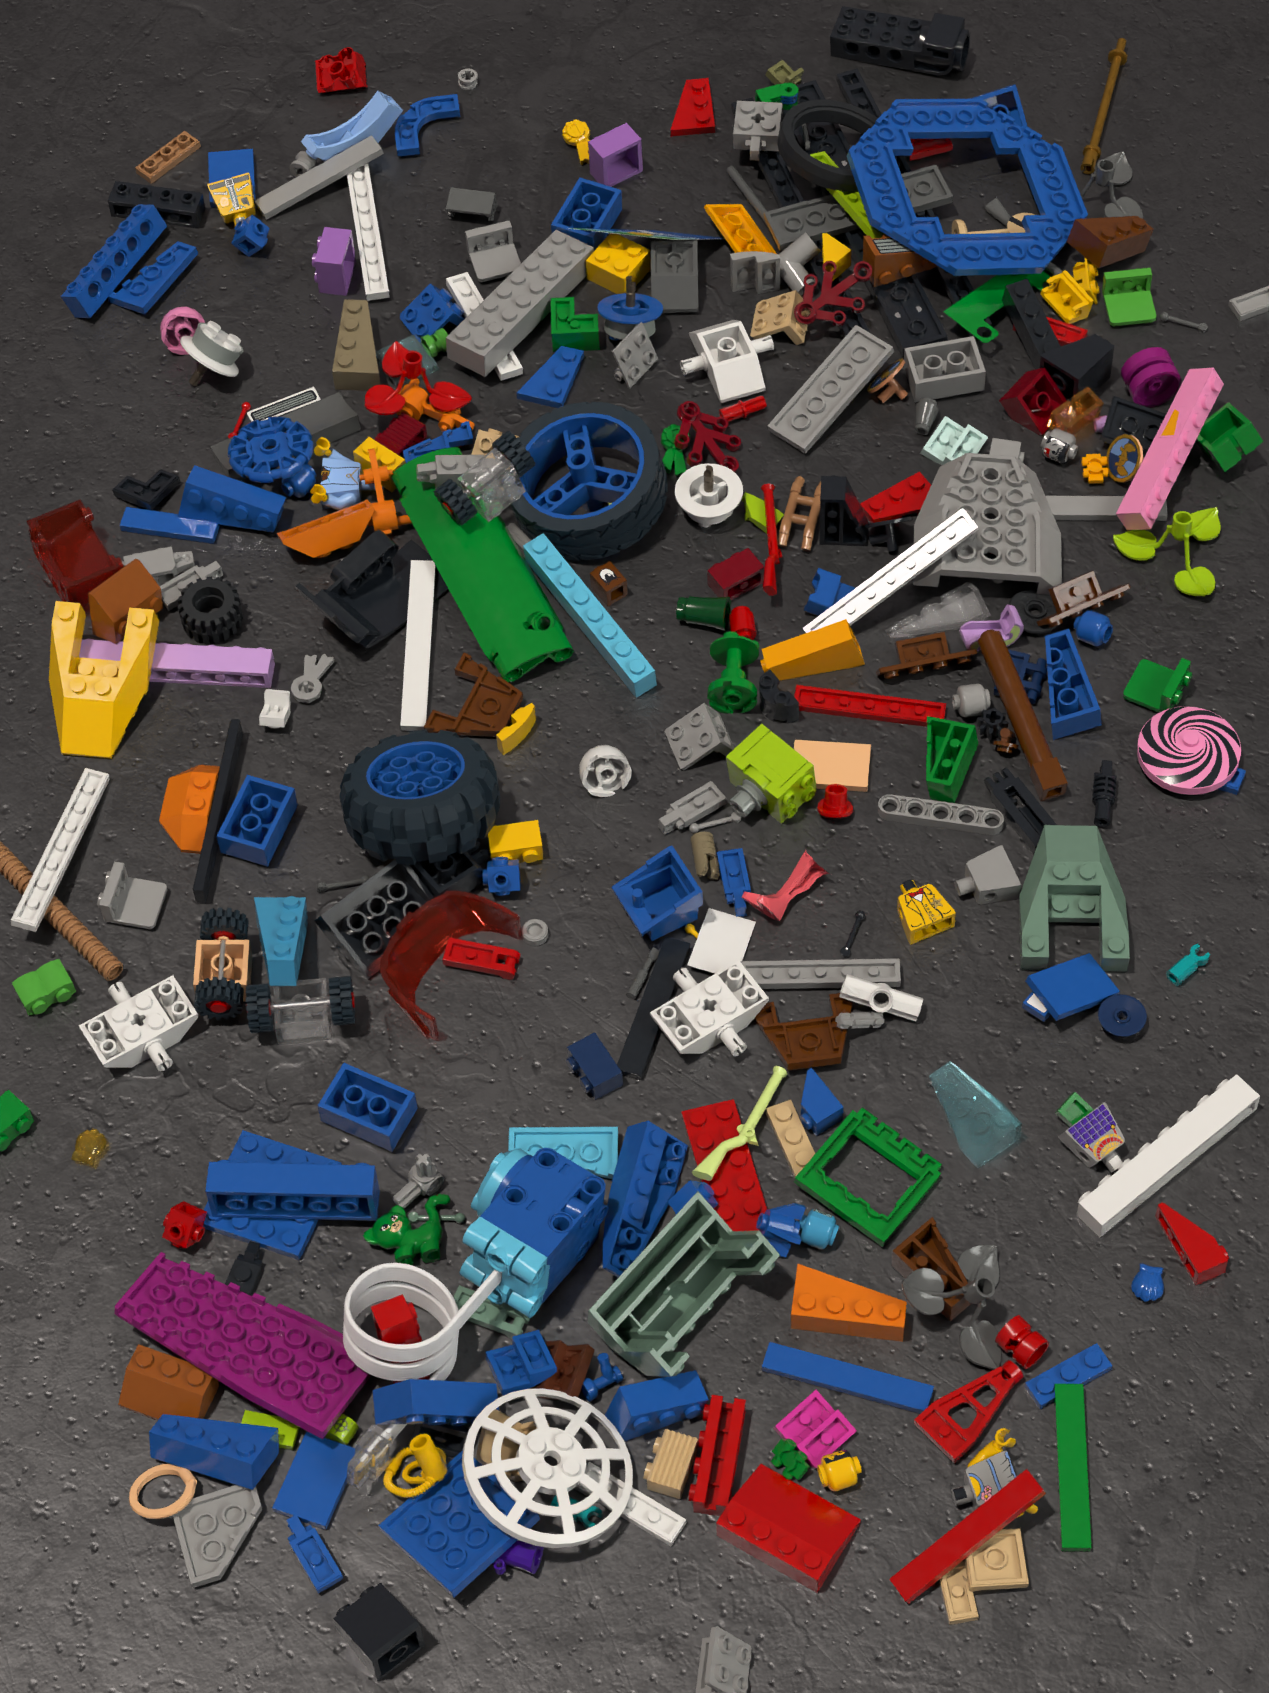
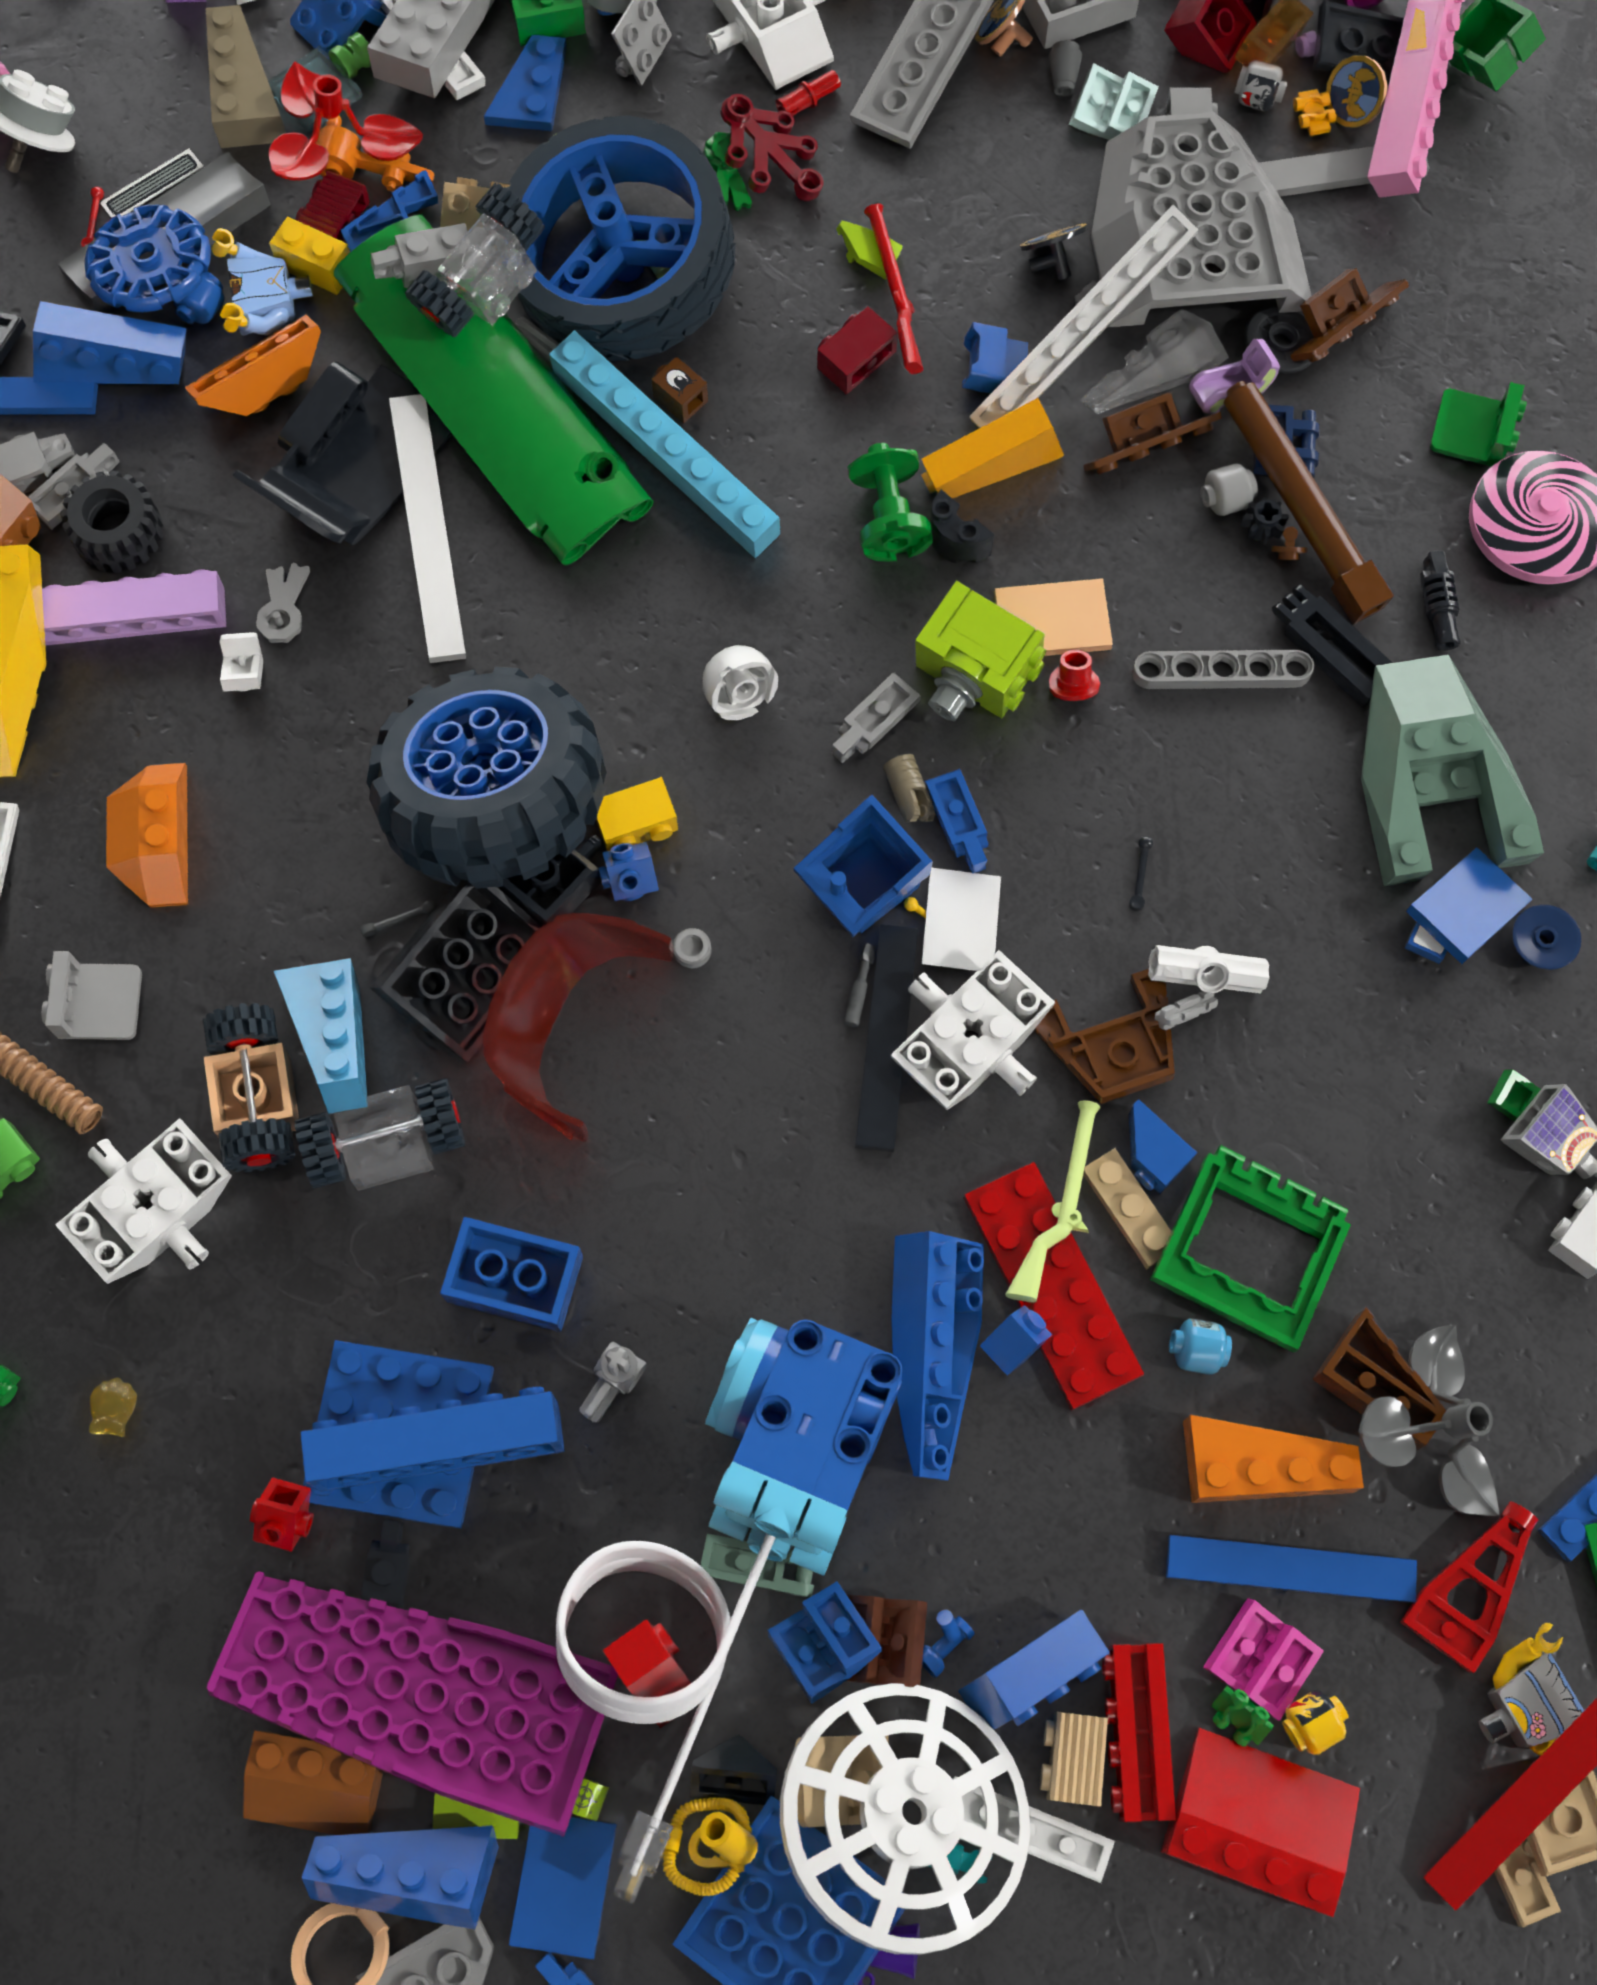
camera: 15 degrees left, 15 degrees up
(217, 811) = (190, 838): black tile -> none
(257, 820) = (252, 844): blue brick -> none
(384, 516) = (336, 334): orange piece -> none
(395, 1232) = (594, 1465): green animal -> none
(414, 1217) = (615, 1430): sand green hinge -> none
(432, 1402) = (720, 1752): blue wedge -> none
(481, 957) = (623, 1003): red plate -> none
(486, 708) = (548, 608): reddish brown wing -> none
(512, 735) = (602, 625): yellow slope -> none
(586, 1146) = (820, 1281): medium azure wing -> none
(594, 1066) = (825, 1147): dark blue brick -> none
(675, 1285) = (1021, 1489): sand green wedge -> none
(698, 736) = (859, 606): light grey bracket -> none
(705, 611) = (825, 412): dark green plant -> none
(708, 493) = (793, 230): white piece -> none
(735, 818) = (935, 721): light grey hinge -> none
(743, 622) = (883, 422): red brick -> none
(780, 1226) = (1153, 1358): blue brick -> none
(800, 880) = (1052, 806): coral animal -> none
(808, 521) = (914, 250): medium nougat piece -> none
(822, 973) = (1117, 942): light grey plate -> none
(841, 514) = (985, 235): black wedge -> none
(867, 706) = (1088, 519): red tile -> none
(898, 500) = (1057, 200): red wing -> none
(923, 911) = (1234, 823): yellow torso -> none
(948, 757) = (1216, 580): green wedge -> none
(976, 1116) = (1378, 1126): clear light blue wedge -> none
(990, 878) = (1316, 757): light grey torso -> none
(1024, 1344) = (1531, 1474): red wheel -> none
(1070, 691) = (1360, 449): blue wedge -> none
(1093, 628) = (1370, 353): blue head -> none
(1201, 525) = (1467, 180): lime plant -> none

